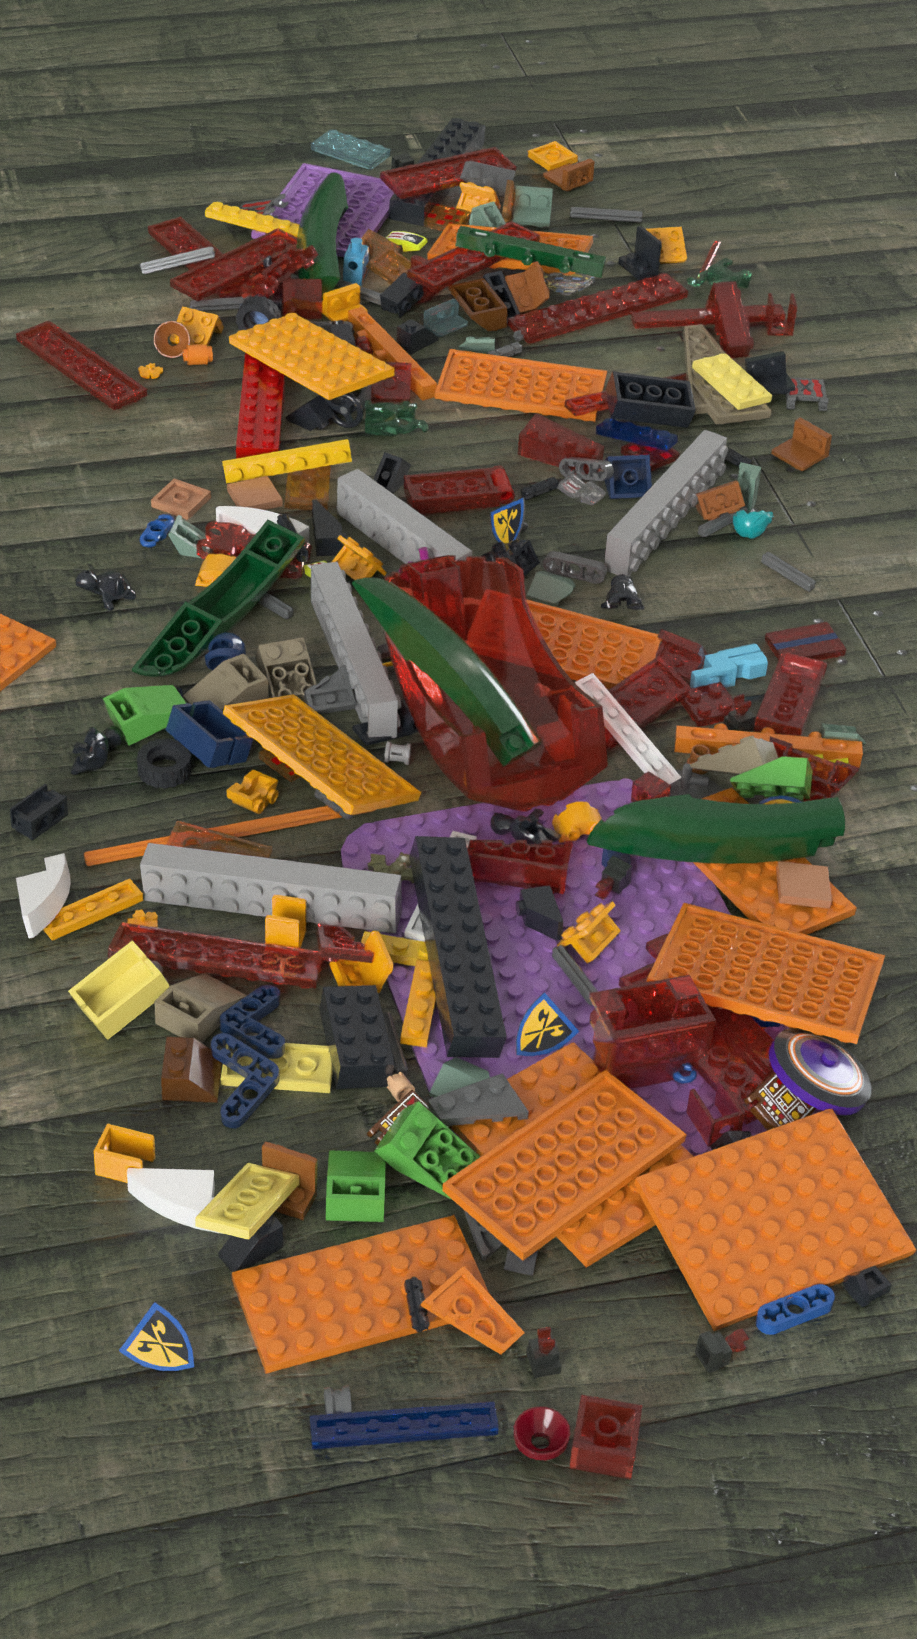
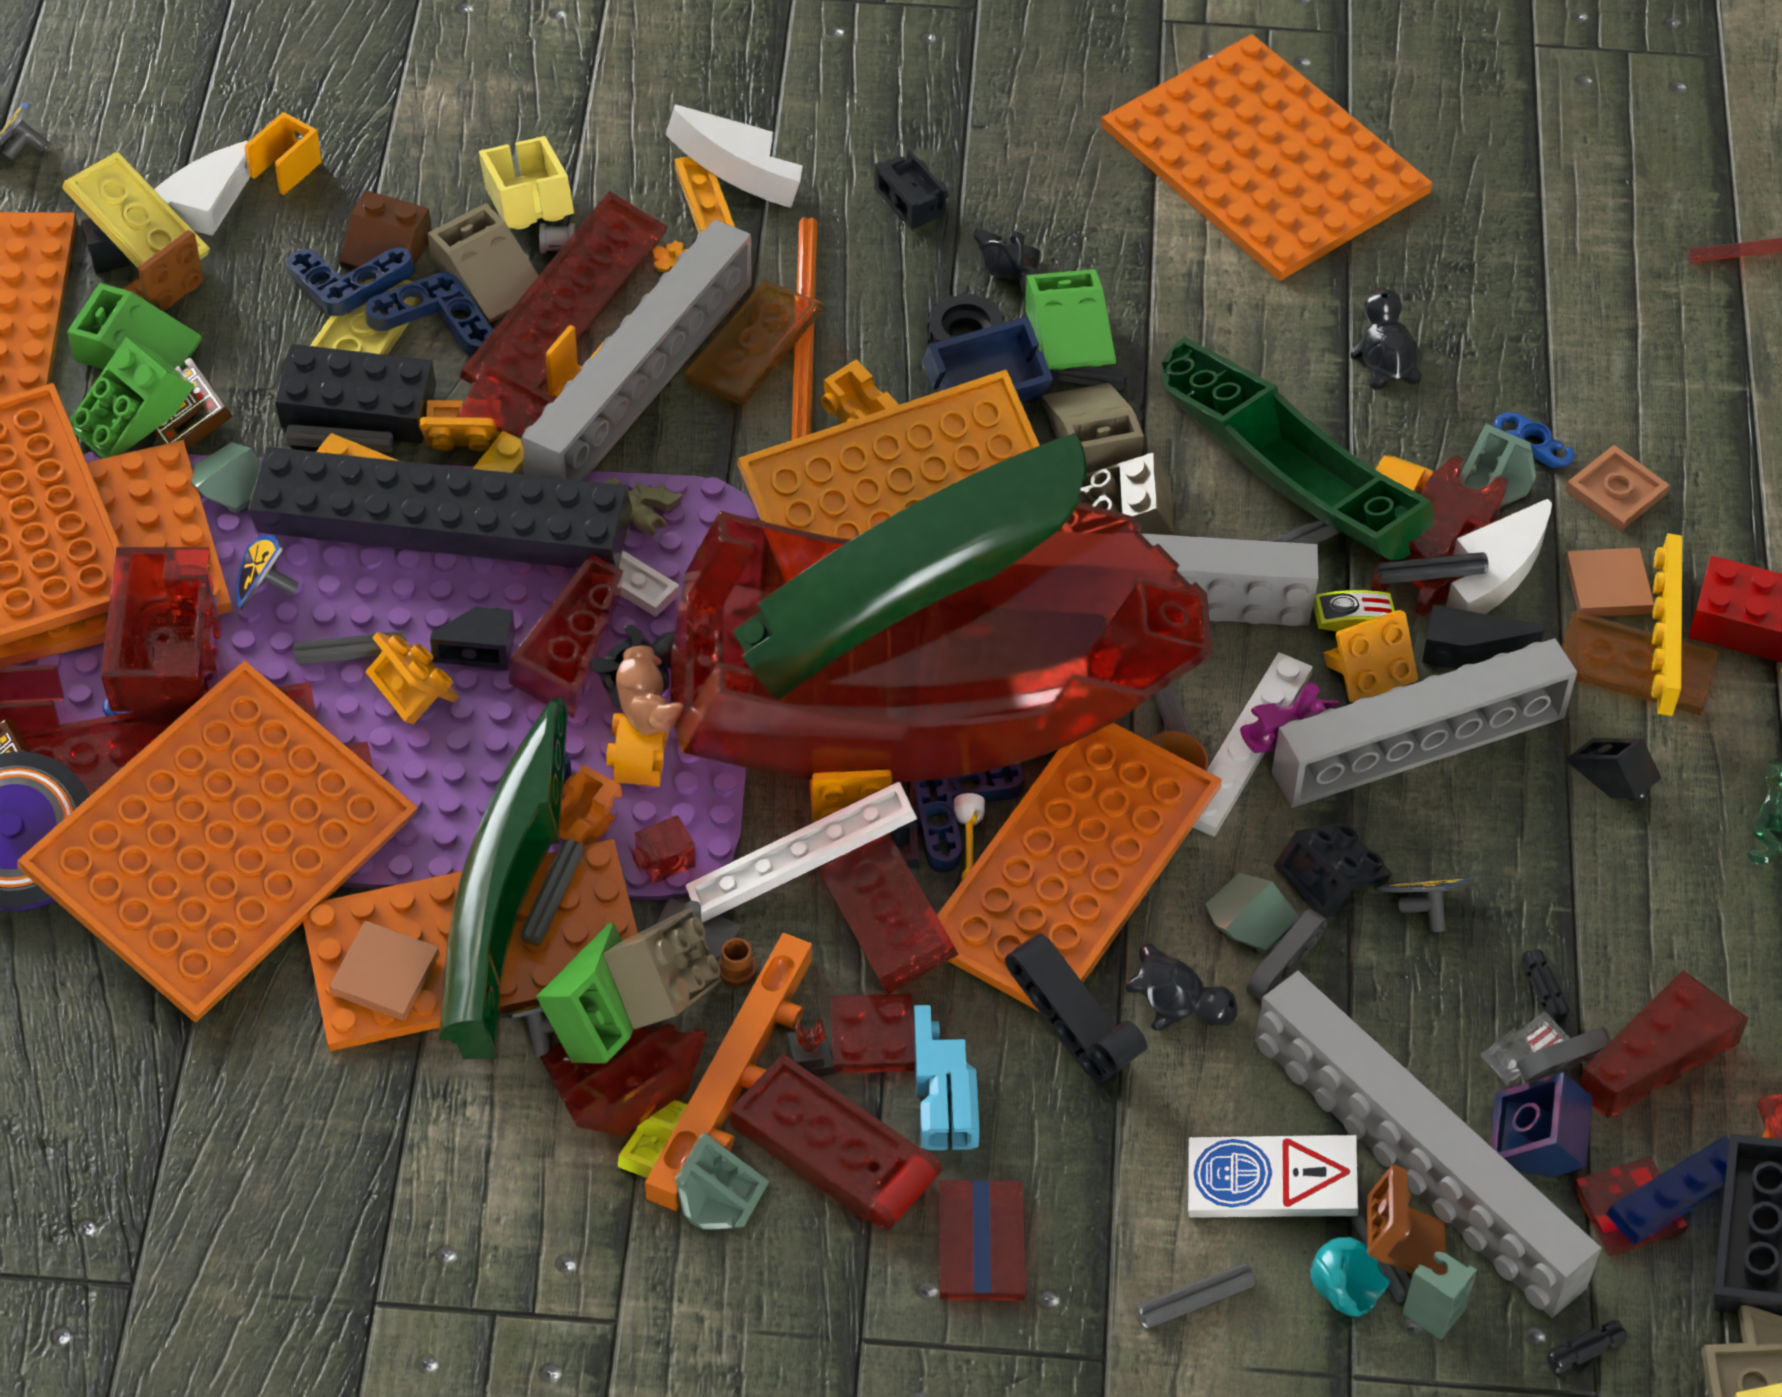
camera: 110 degrees right, 10 degrees up
(222, 648) = (1176, 440): dark blue helmet -> none
(399, 1085) = (263, 424): light nougat hose -> none
(458, 490) = (1548, 847): clear red hinge -> none
(481, 1100) = (167, 465): dark grey wing -> none
(564, 808) = (640, 692): none -> nougat animal
(614, 877) = (501, 740): pearl dark grey piece -> none
(671, 617) = (1073, 1010): none -> black beam
(680, 653) = (995, 1020): clear red bracket -> none
(710, 553) = (1273, 1176): none -> white tile

